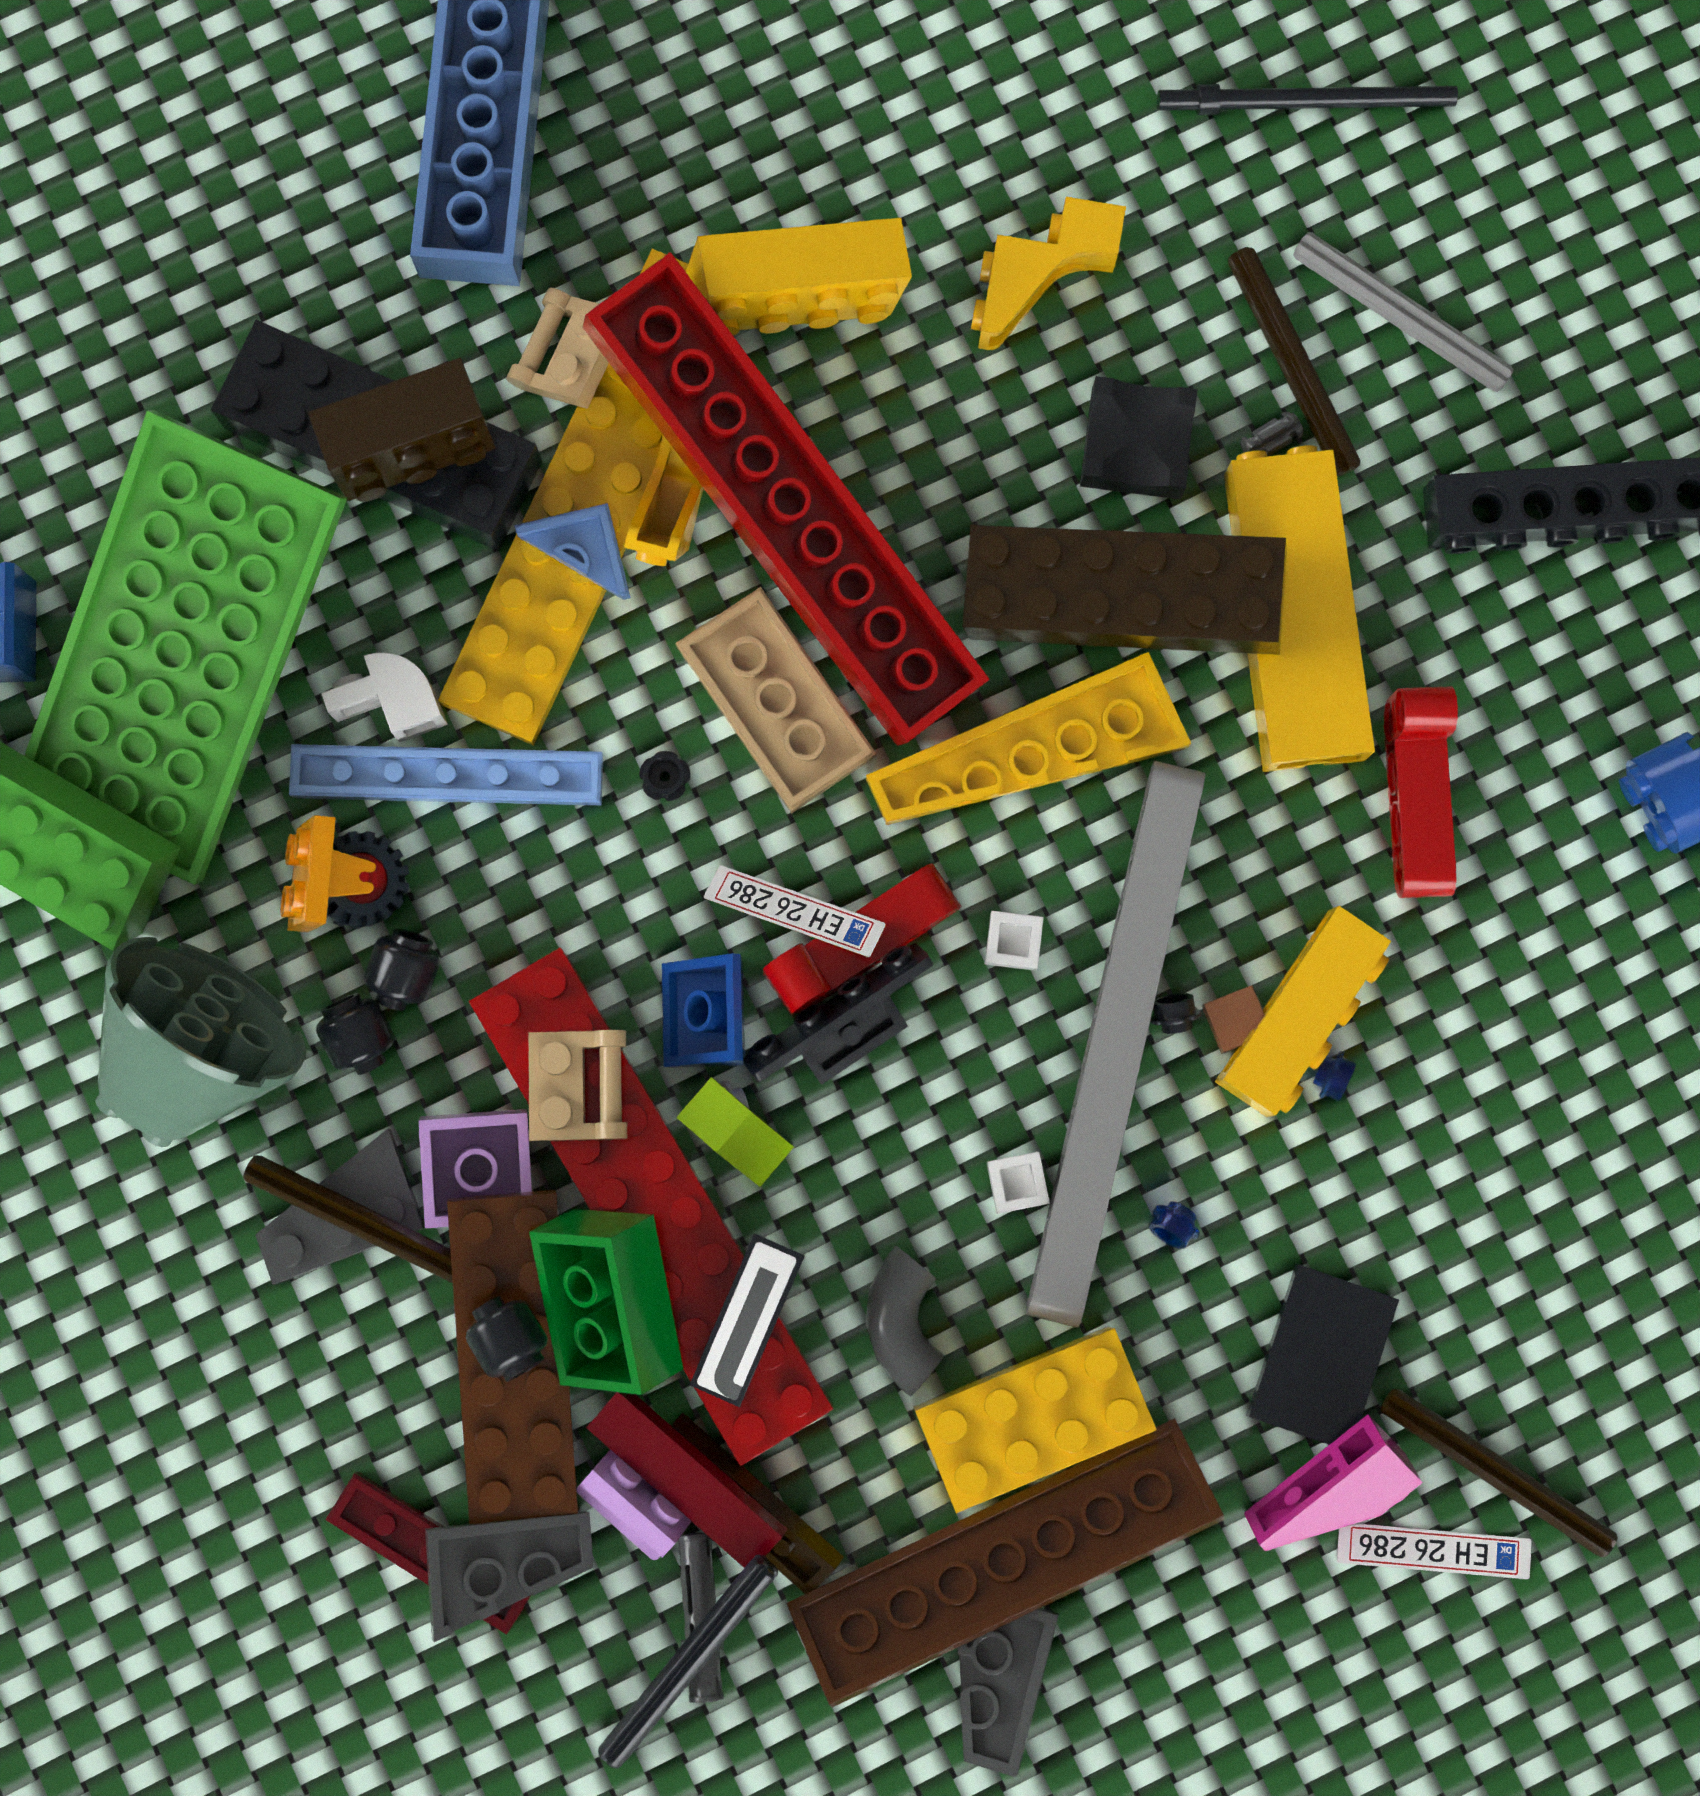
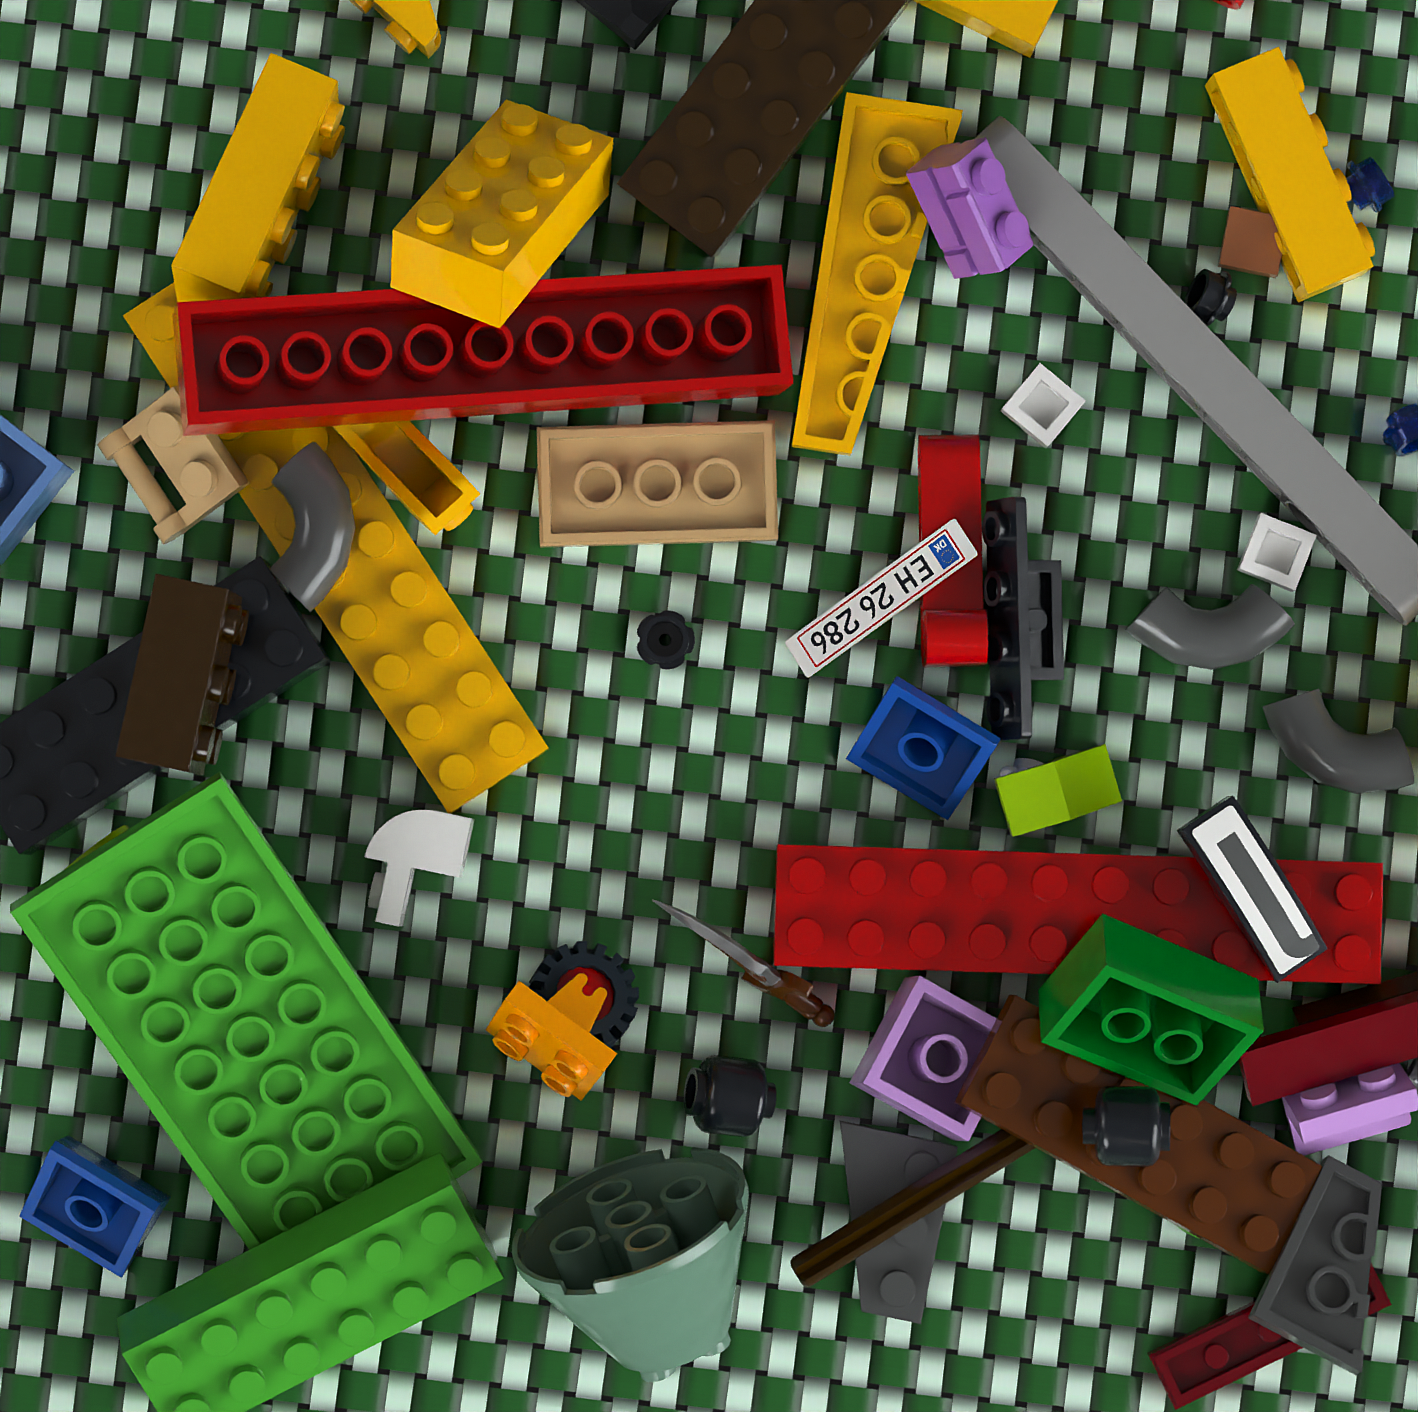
camera: 55 degrees left, 5 degrees up
(402, 969) = (694, 1011): black head -> none
(446, 774) = (526, 851): light blue tile -> none
(460, 1007) = (759, 973): none -> piece
(559, 1085) = (916, 928): tan plate -> none
(582, 542) = (387, 572): medium blue tile -> none
(586, 474) = (322, 525): none -> dark grey cylinder
(891, 450) = (501, 213): none -> yellow brick
(923, 1174) = (1211, 636): none -> dark grey cylinder
(1121, 791) = (970, 208): none -> medium lavender brick

